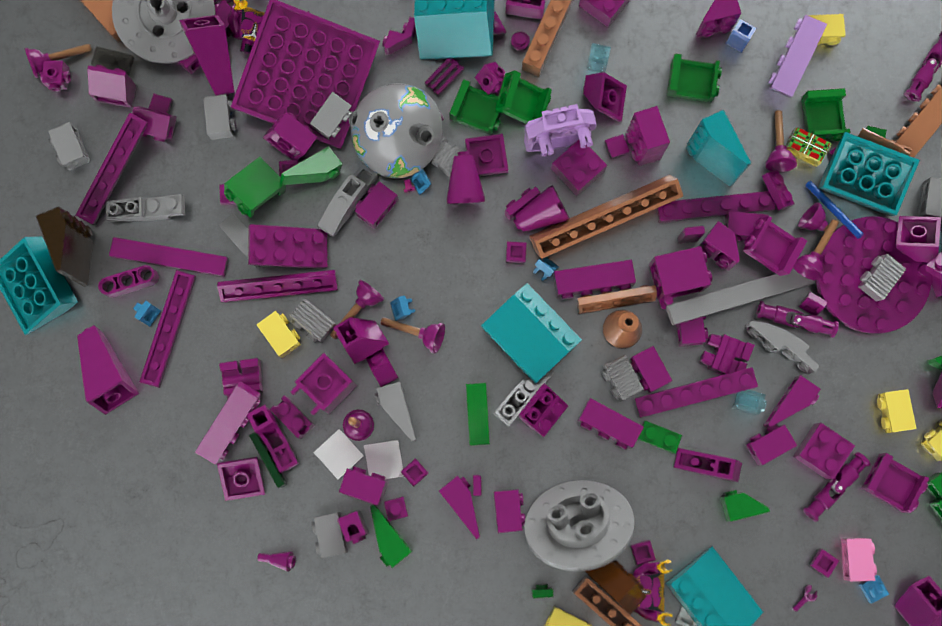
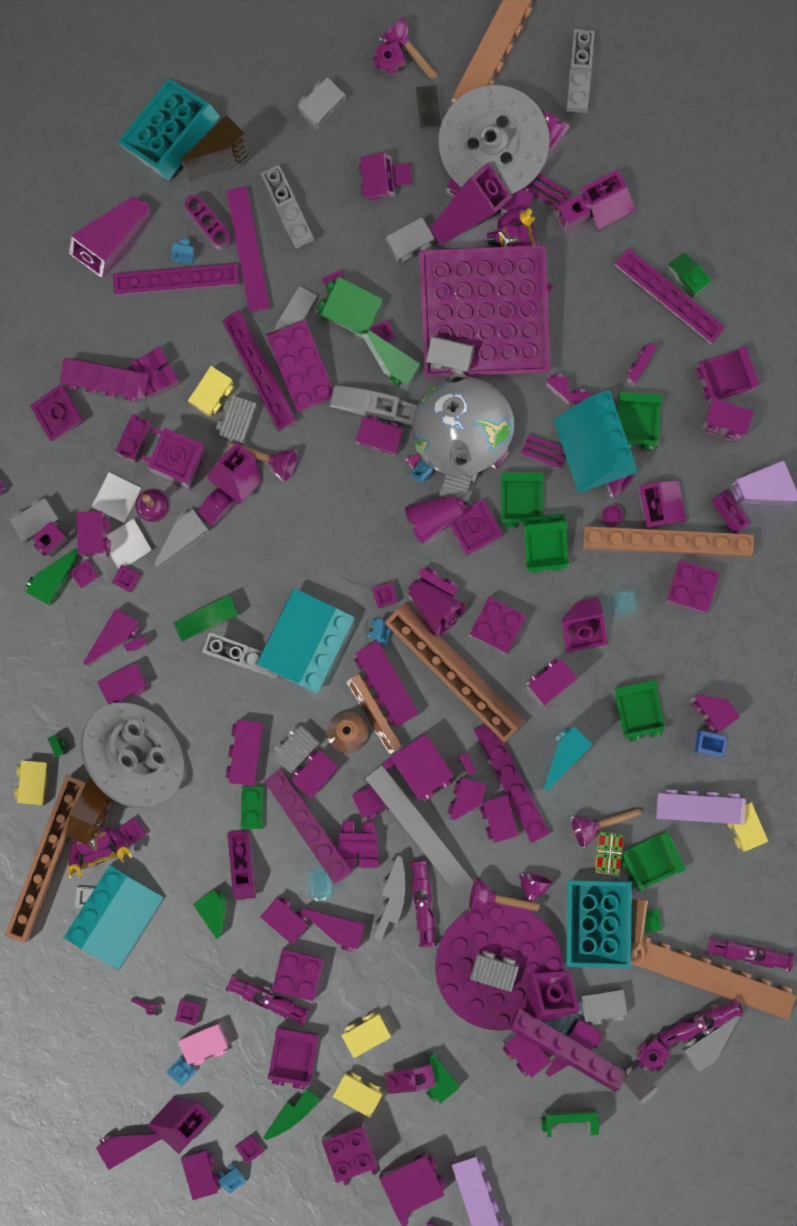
camera: 70 degrees right, 5 degrees up
(111, 86) = (398, 123): slope -> none
(111, 168) = (313, 157): magenta plate -> none
(268, 460) = (84, 431): dark green tile -> none
(272, 434) = (109, 426): magenta arch -> none
(290, 136) = (413, 322): magenta slope -> none
(400, 308) = (283, 501): dark azure tile -> none
(431, 336) = (265, 543): magenta piece -> none
(490, 77) = (557, 500): magenta brick -> none
(543, 410) = (232, 680): magenta slope -> none
(559, 129) = (522, 589): lavender brick -> none
(617, 146) = (536, 657): magenta tile -> none
(773, 246) = (485, 851): magenta panel -> none
(778, 190) = (552, 839): magenta plate -> none
(813, 304) = (445, 914): magenta plate -> none
(834, 210) = (550, 902): blue bar -> none

